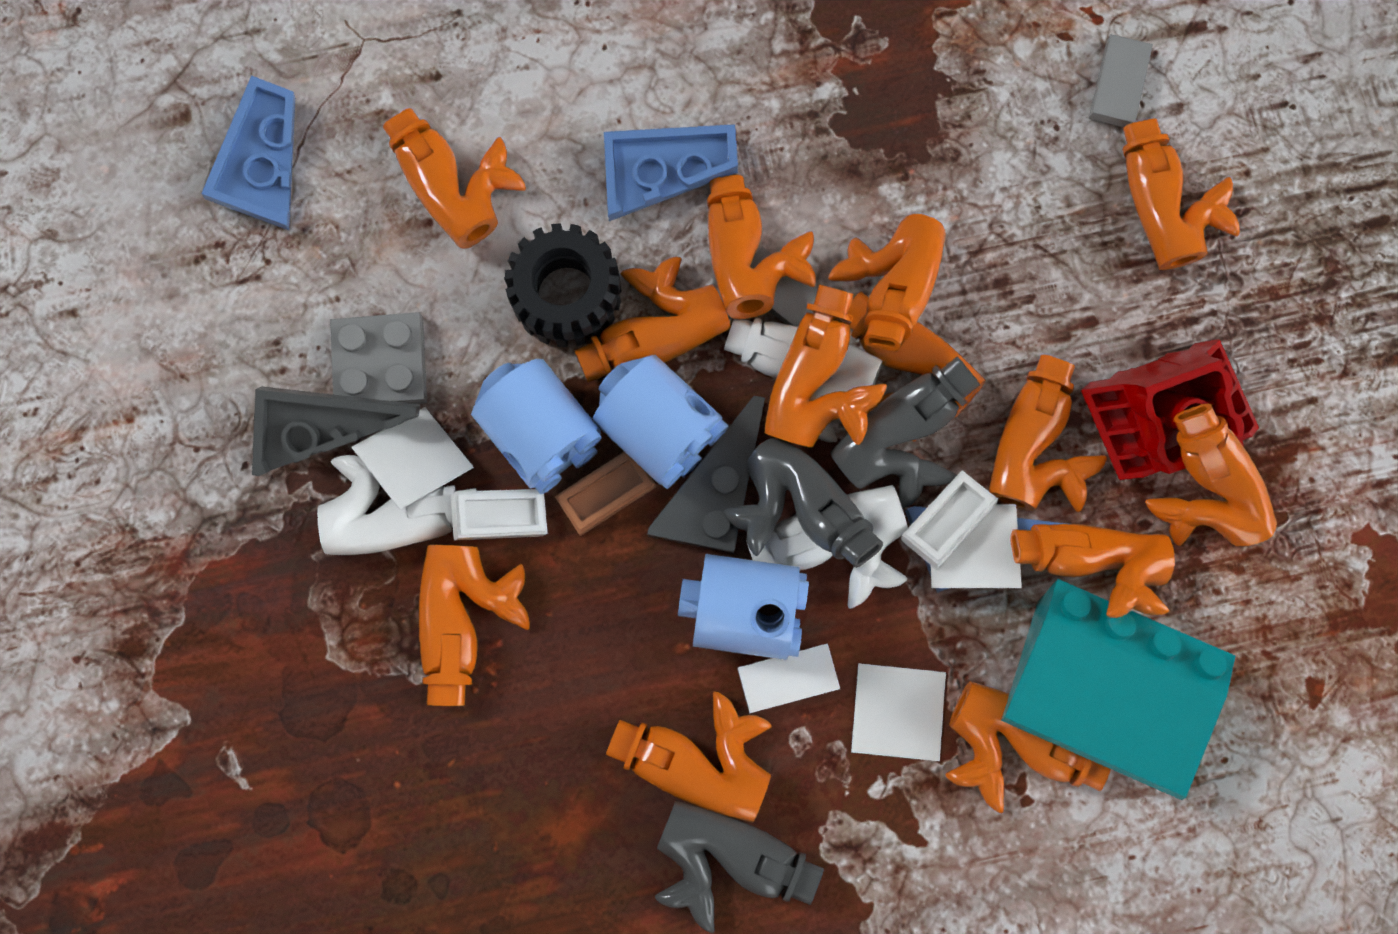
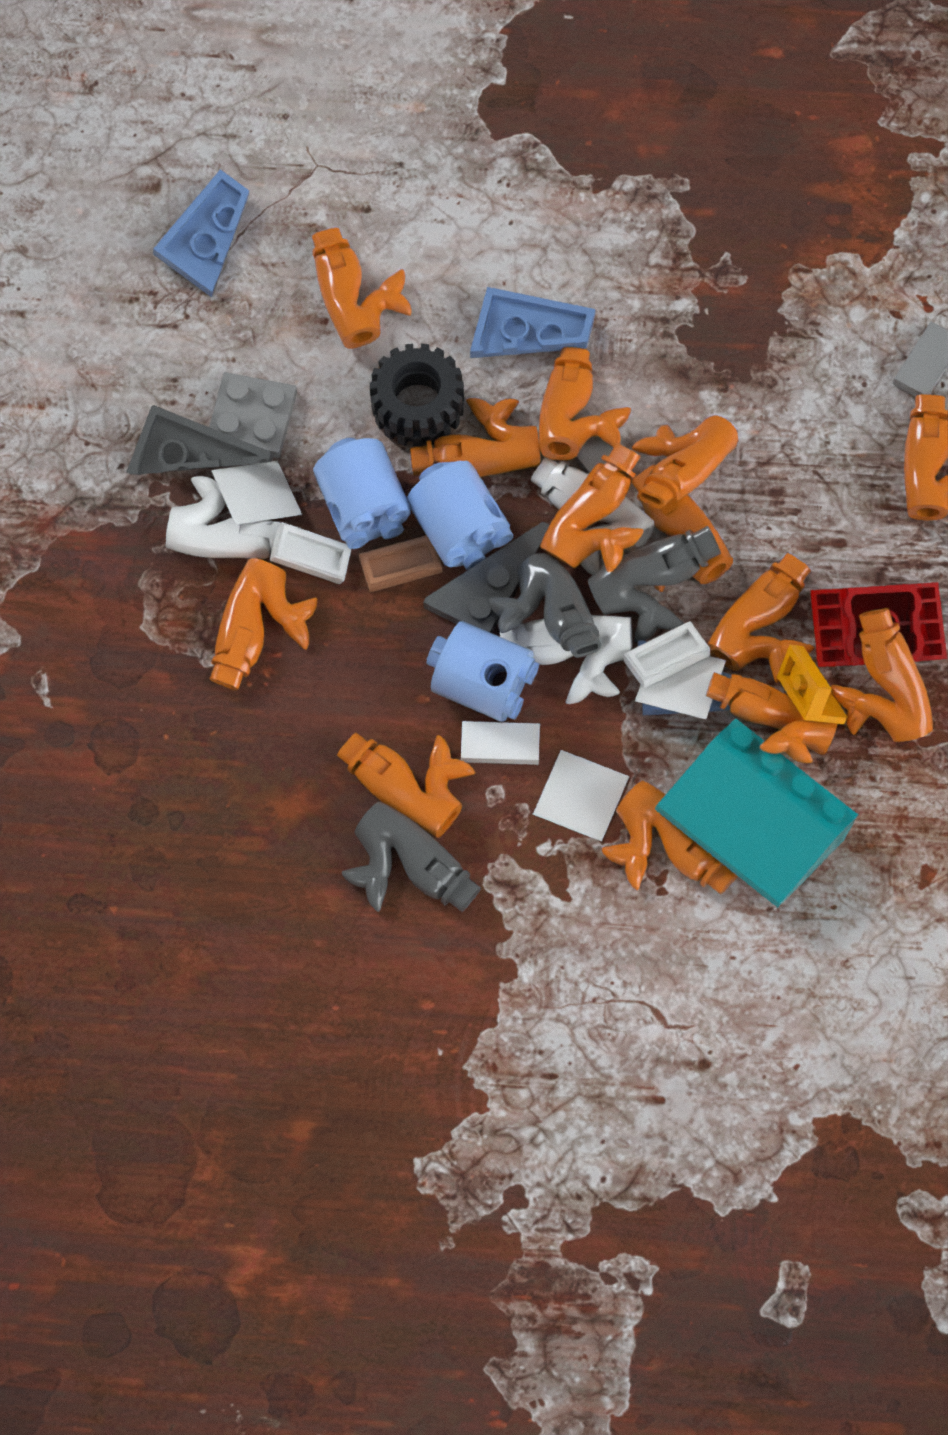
camera: 20 degrees right, 10 degrees down
(1128, 516) = (809, 688): none -> light orange panel

